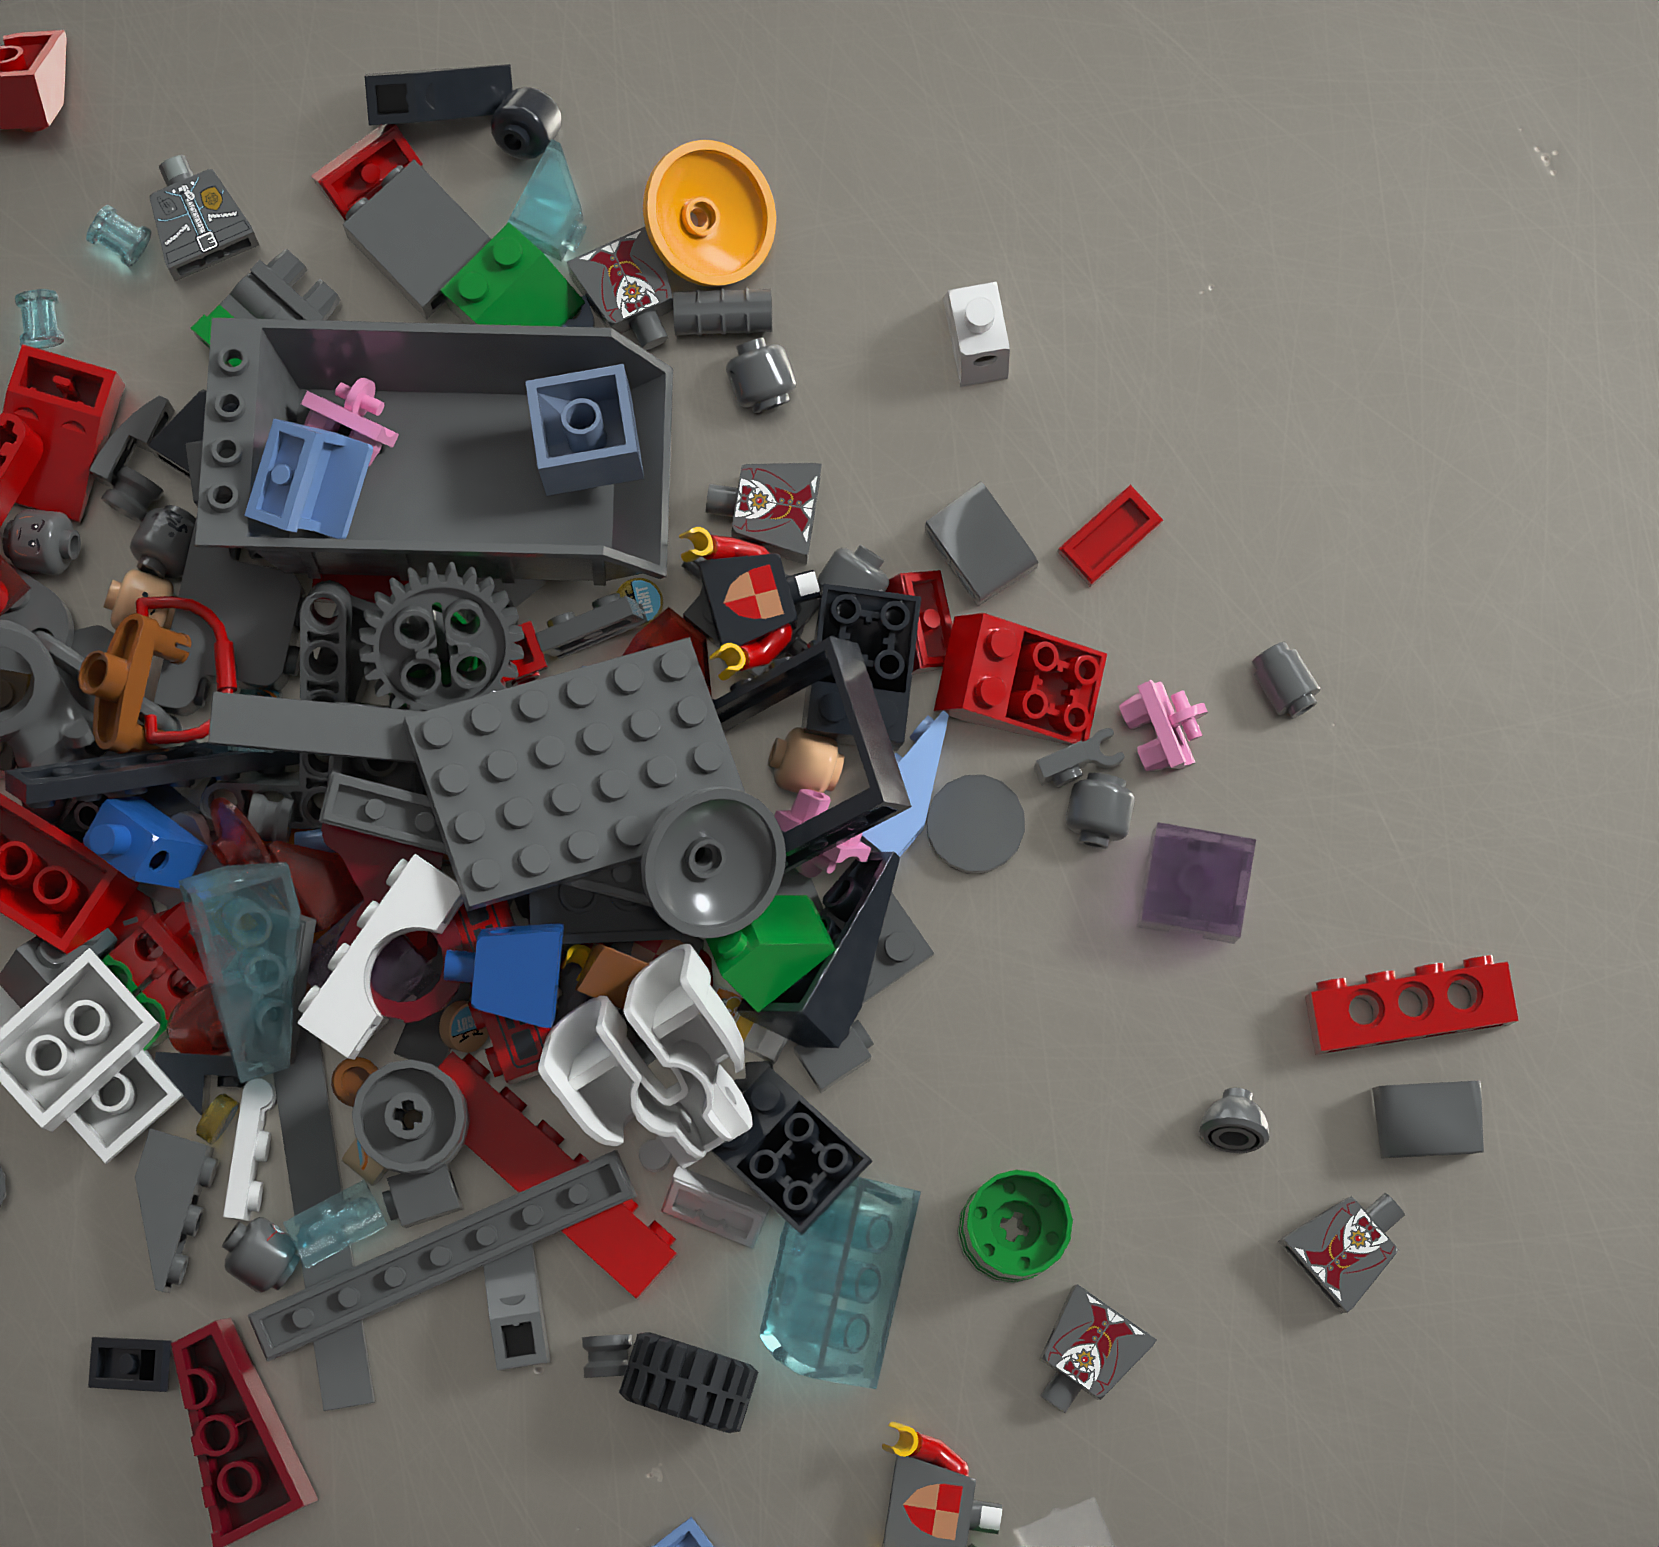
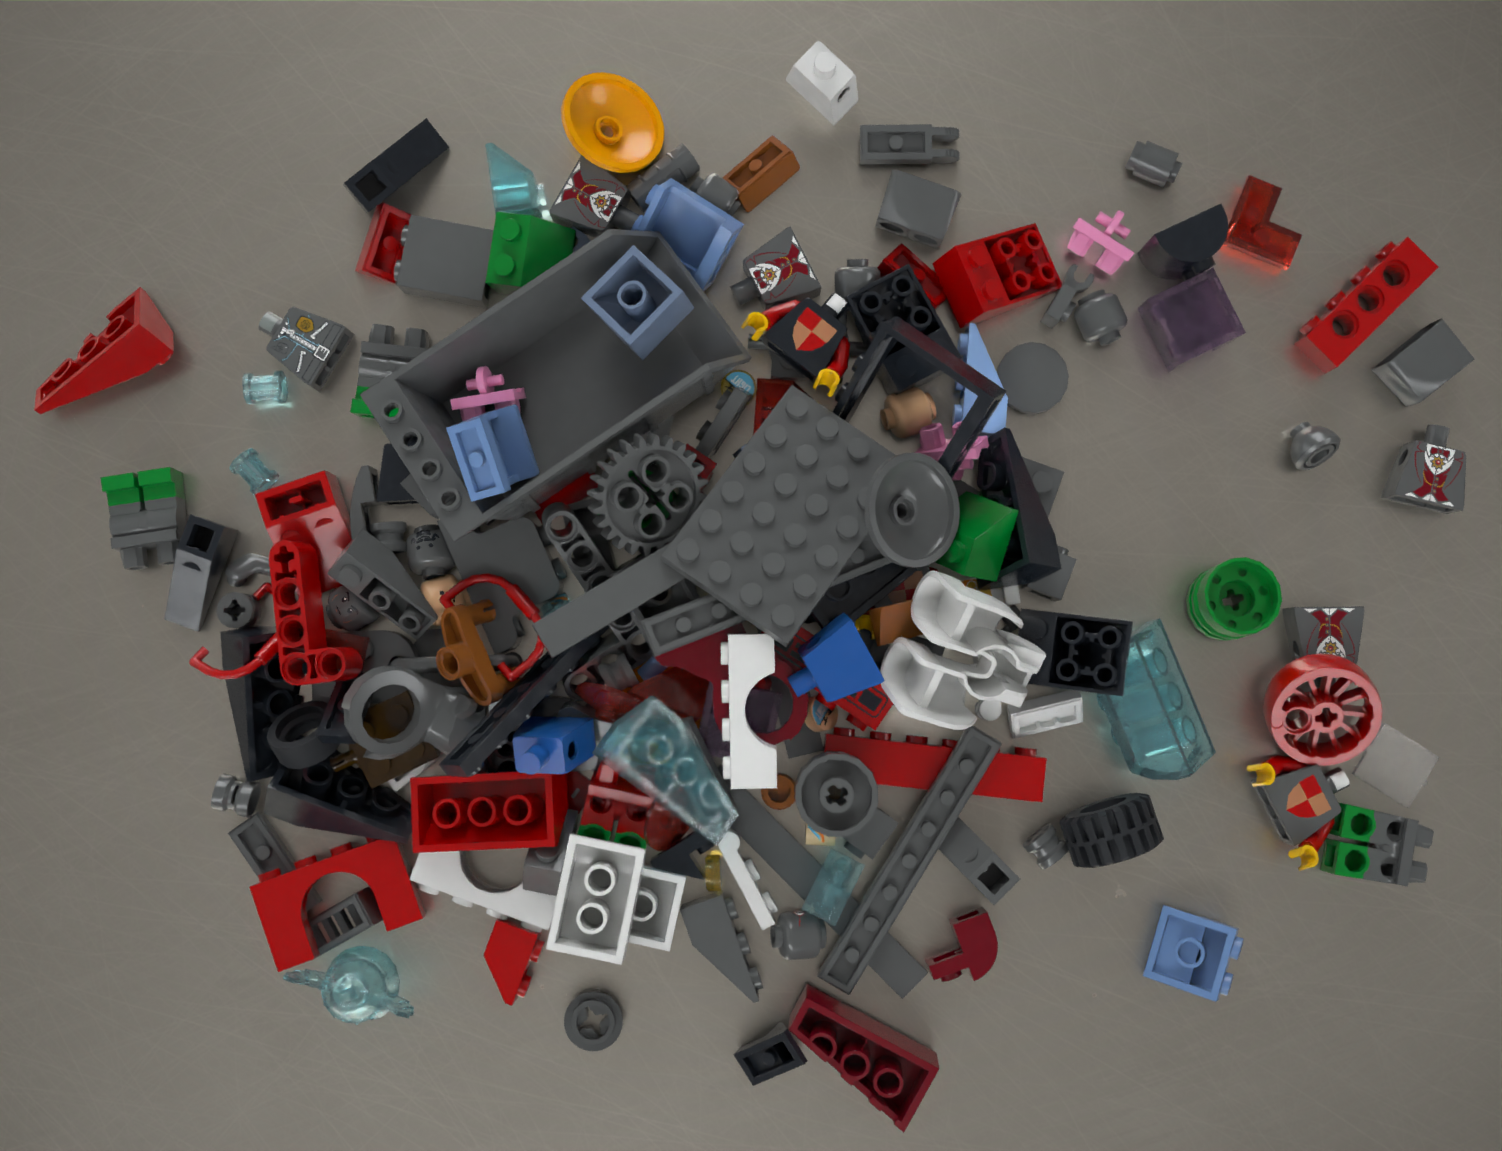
camera: 30 degrees left, 5 degrees up
(89, 538) = (383, 583): none -> dark grey slope
(449, 1409) = (976, 948): none -> dark red brick
(526, 123) = (462, 146): black head -> none
(711, 391) = (692, 228): none -> medium blue panel
(839, 383) = (762, 172): none -> dark orange slope
(969, 1420) = (1332, 699): none -> red piece
(1021, 463) = (906, 144): none -> dark grey hinge
(1110, 535) = (987, 151): red tile -> none
(1248, 795) = (1186, 246): none -> black brick
(1341, 829) = (1253, 232): none -> clear red brick

